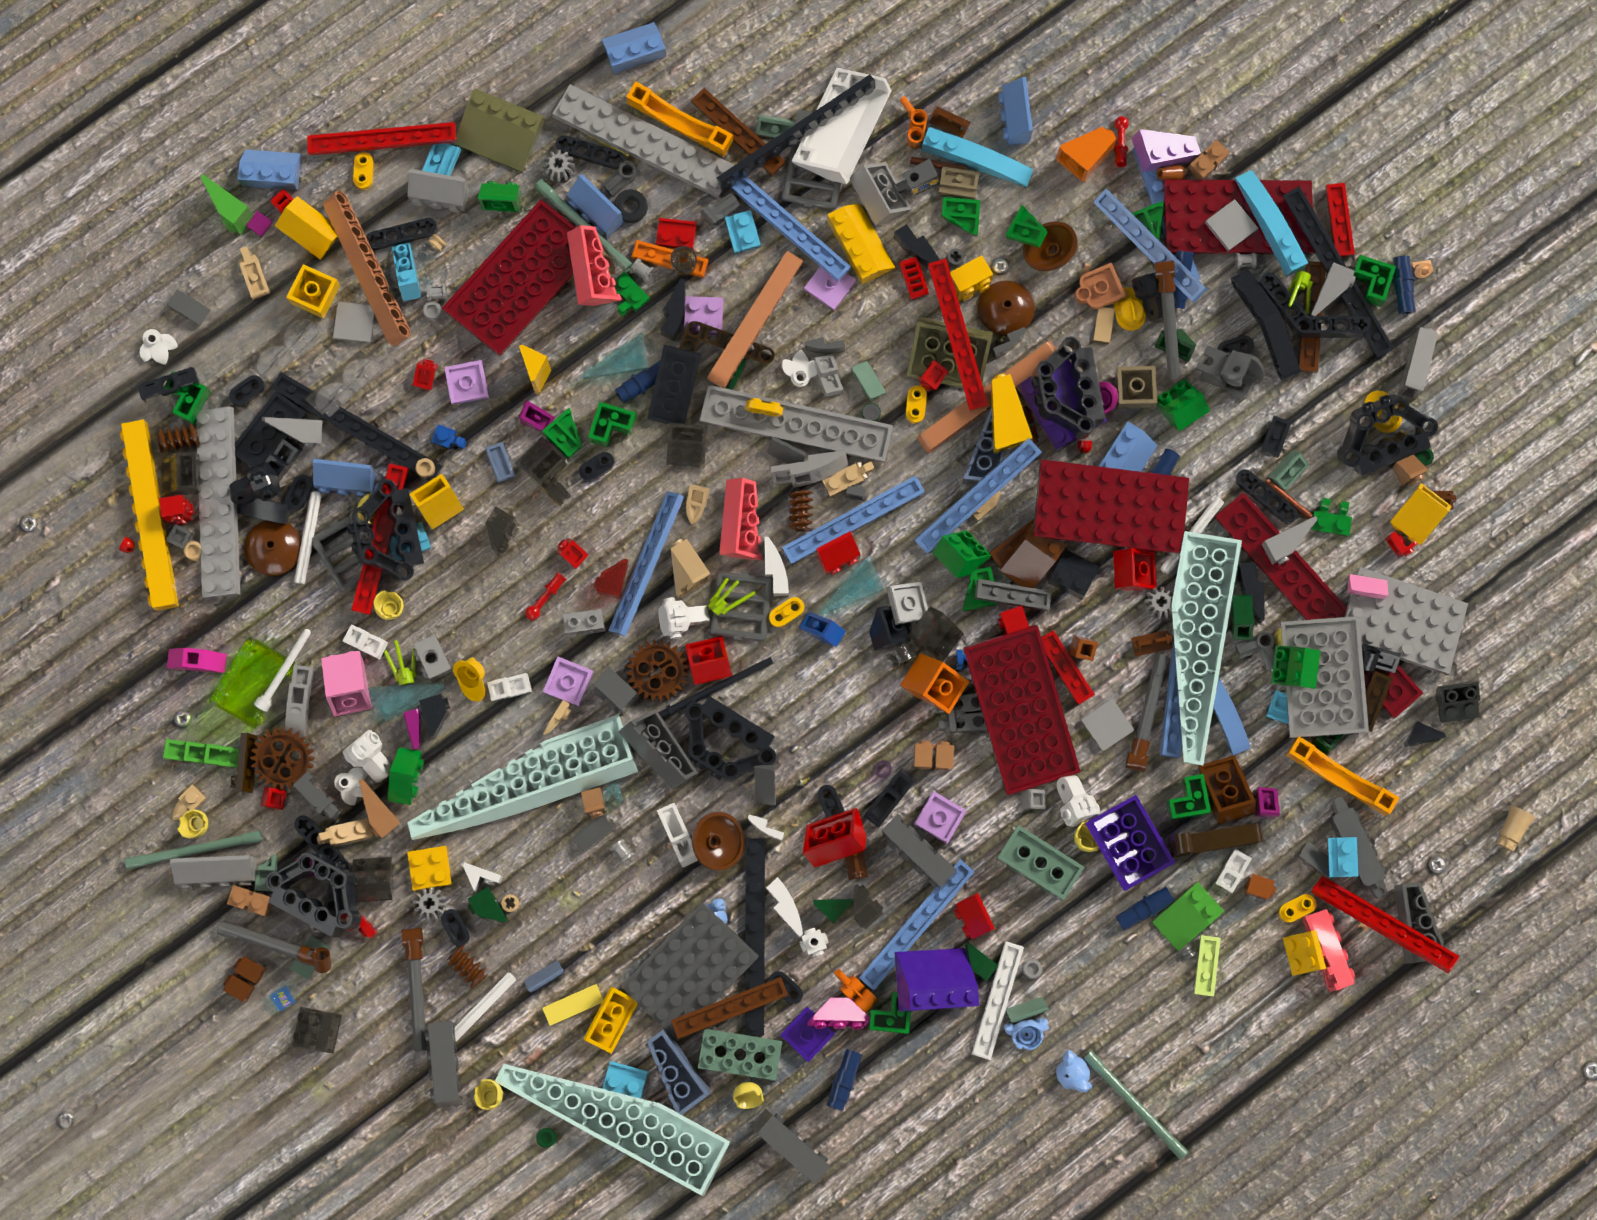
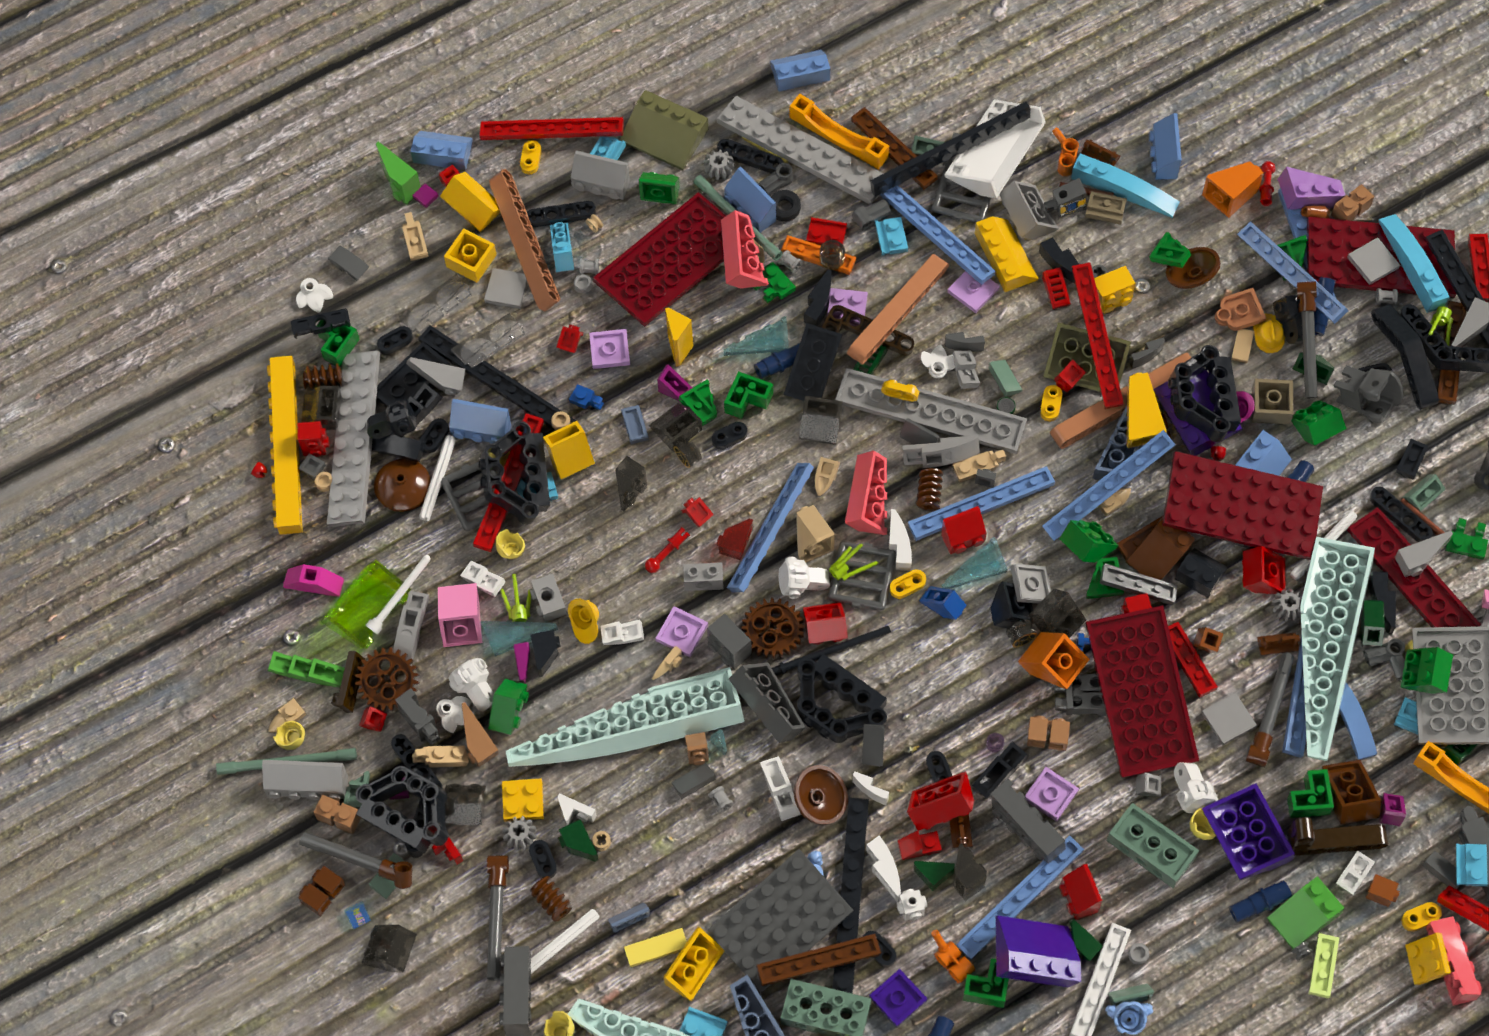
camera: 10 degrees right, 15 degrees down
(817, 880) = (919, 845): none -> red slope
(839, 1014) = (933, 978): slope -> none
(962, 213) = (1107, 234): green wing -> none
(1004, 319) = (1139, 329): reddish brown dish -> none

